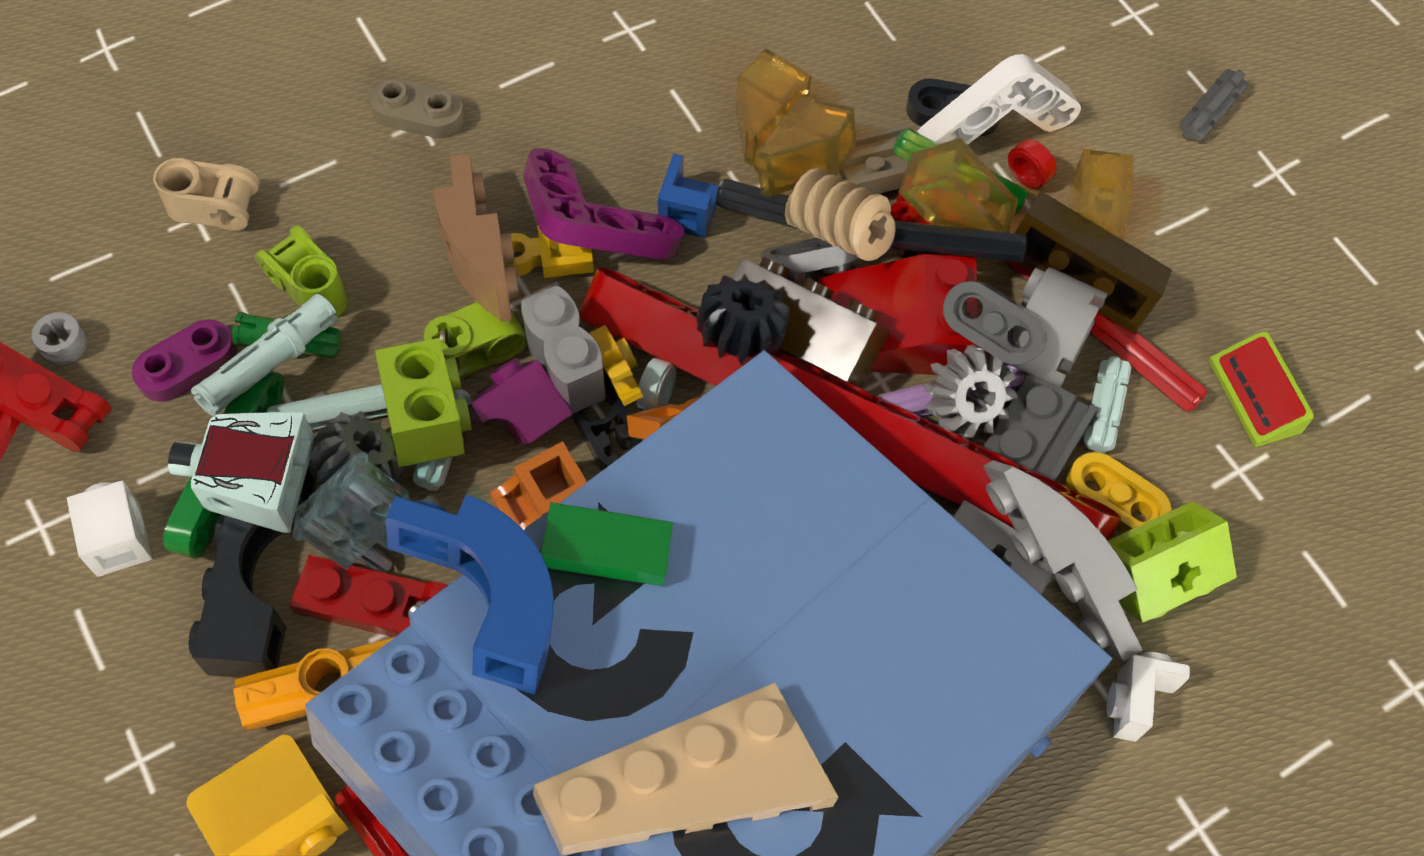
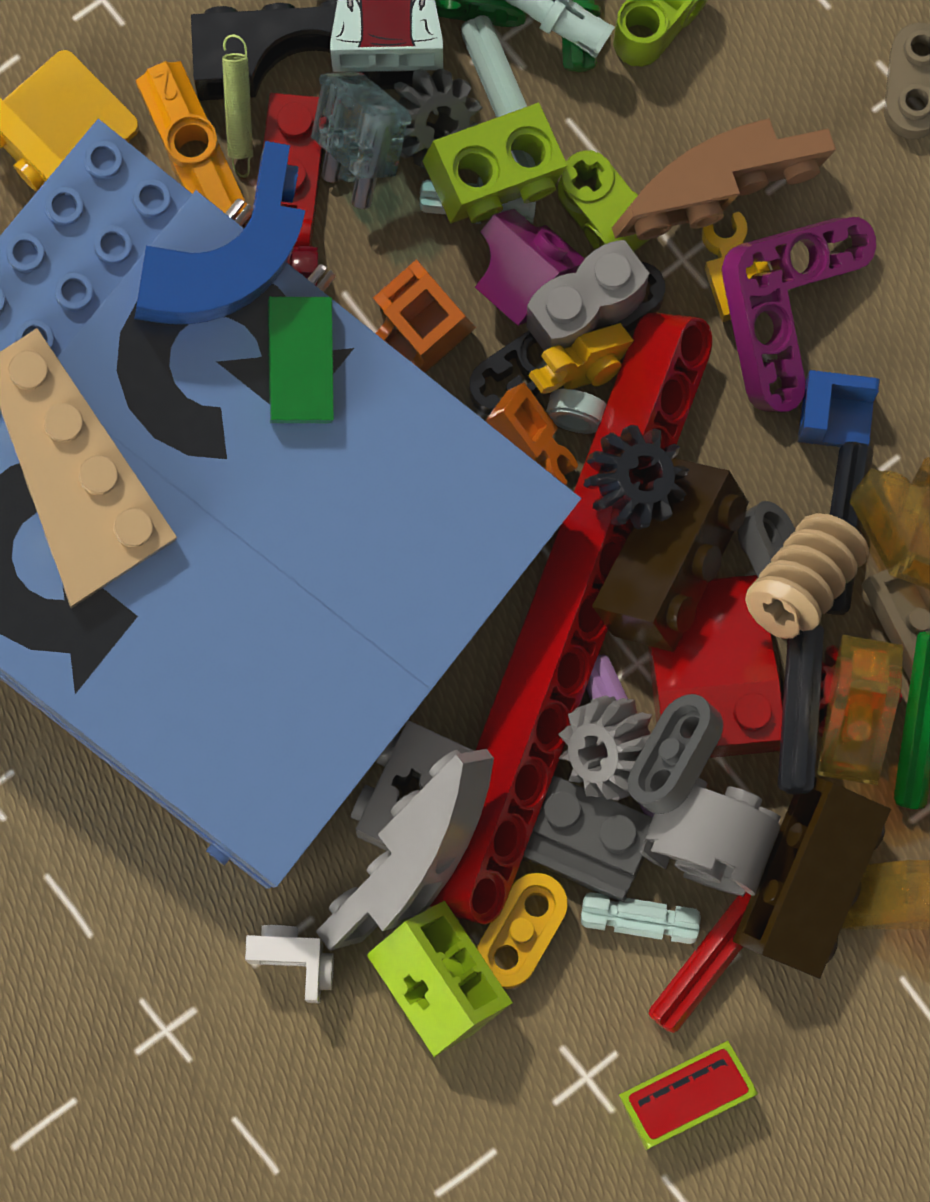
camera: 85 degrees right, 15 degrees up
(296, 625) = (237, 105): none -> yellowish green piece

